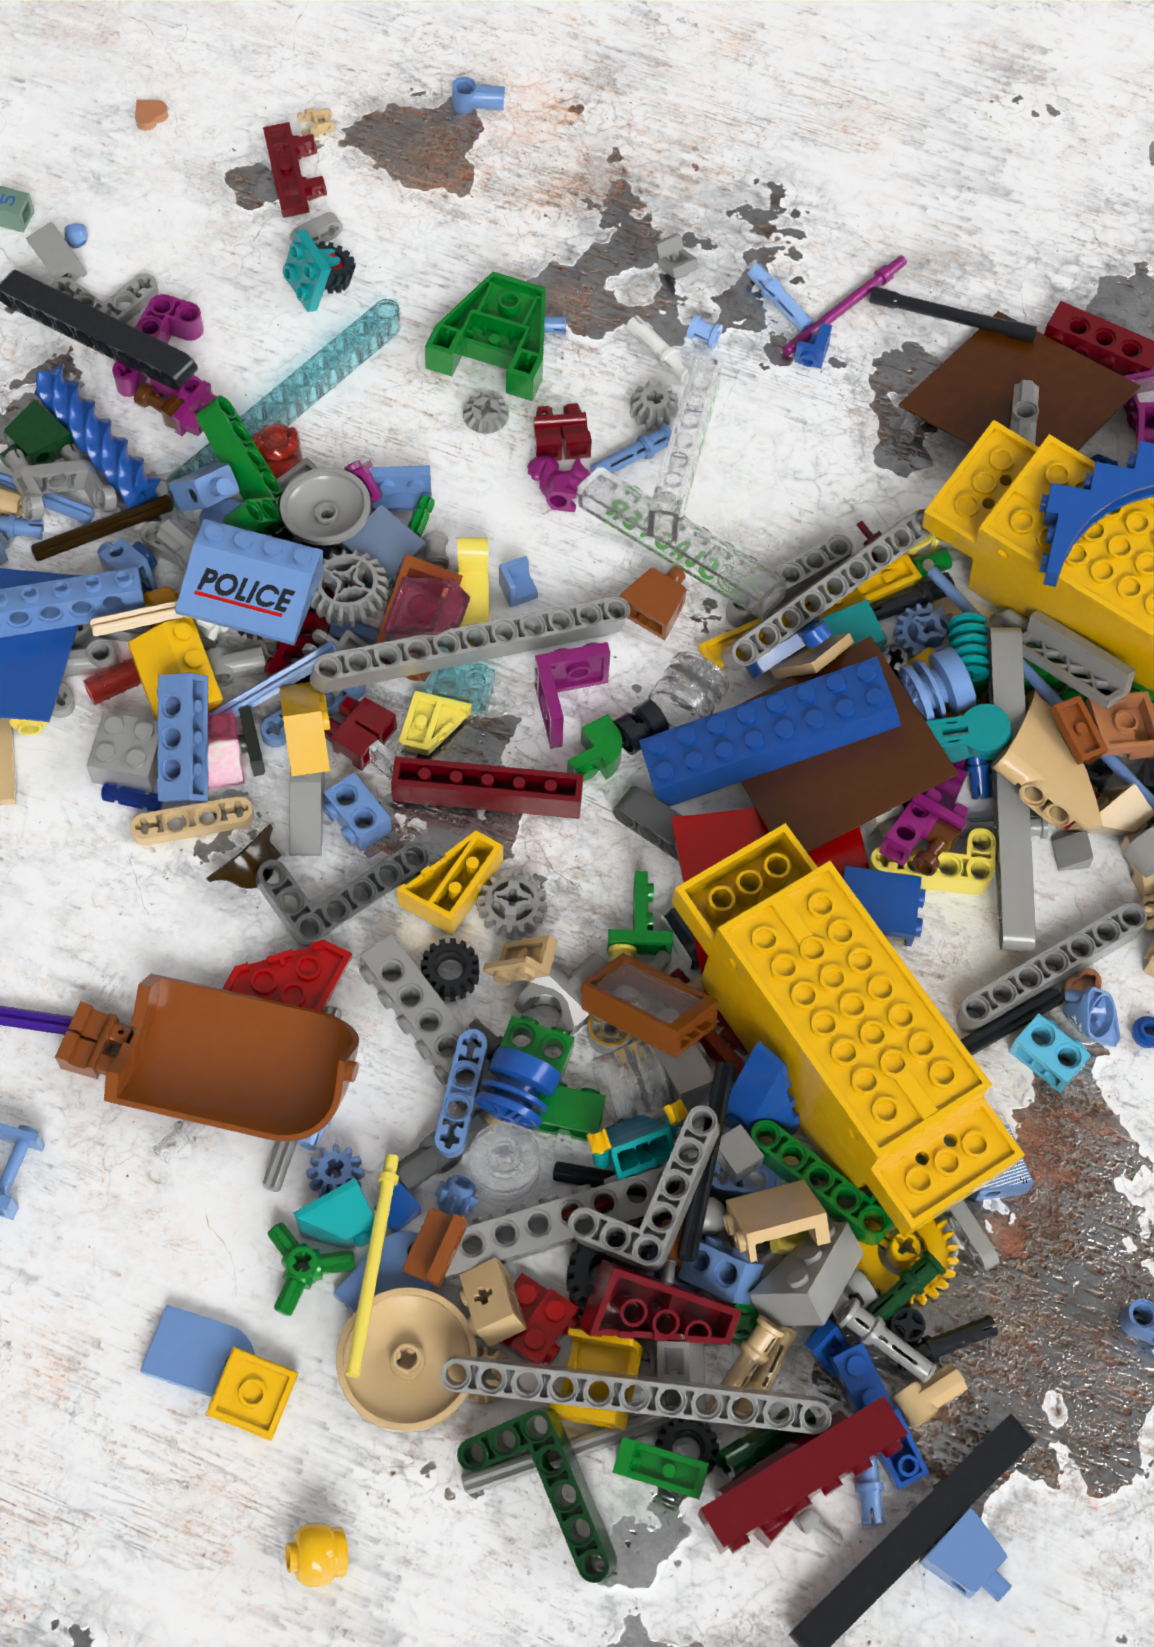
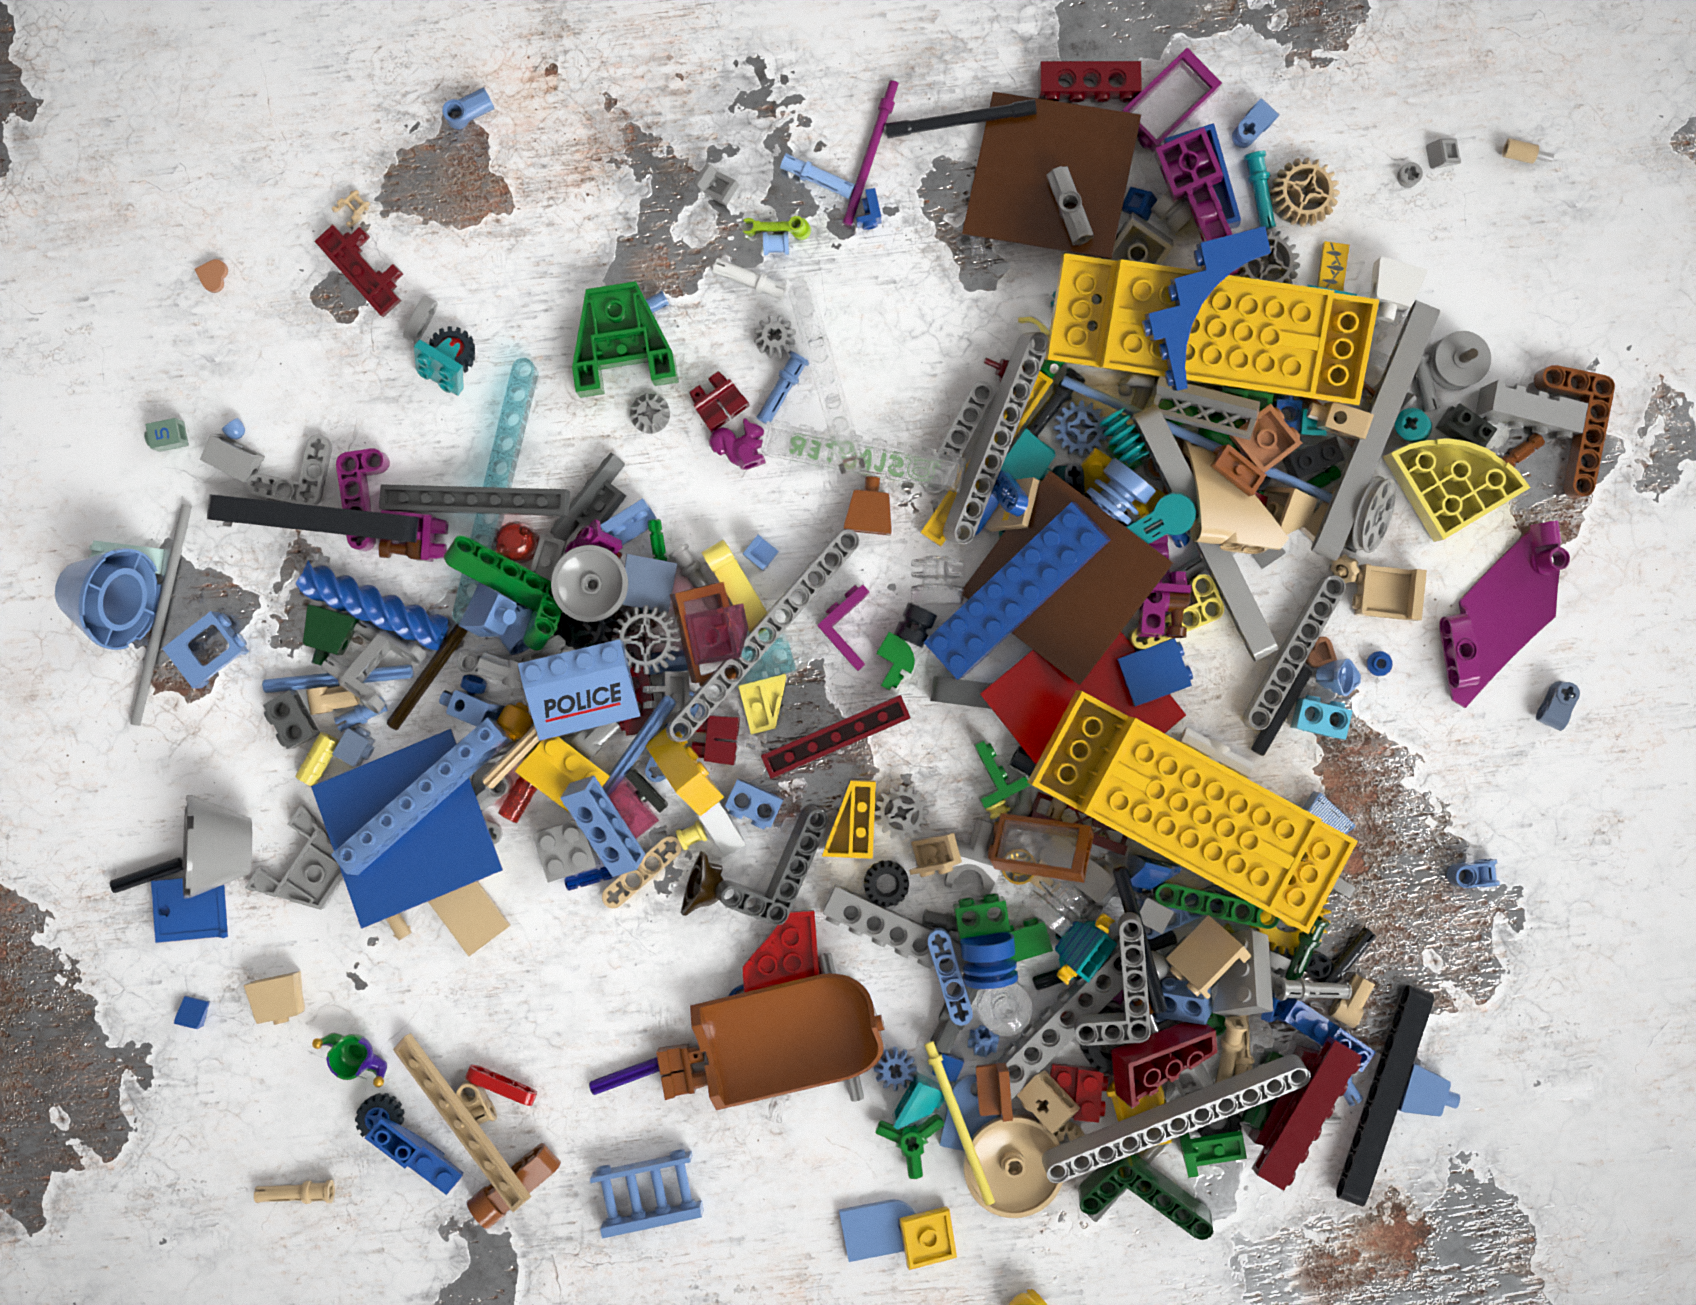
camera: 30 degrees left, 25 degrees up
(269, 809) = (691, 835): none -> light yellow bush
(273, 390) = (475, 500): none -> dark grey plate
(383, 449) = (595, 500): none -> dark grey bracket
(733, 324) = (799, 233): none -> lime brick

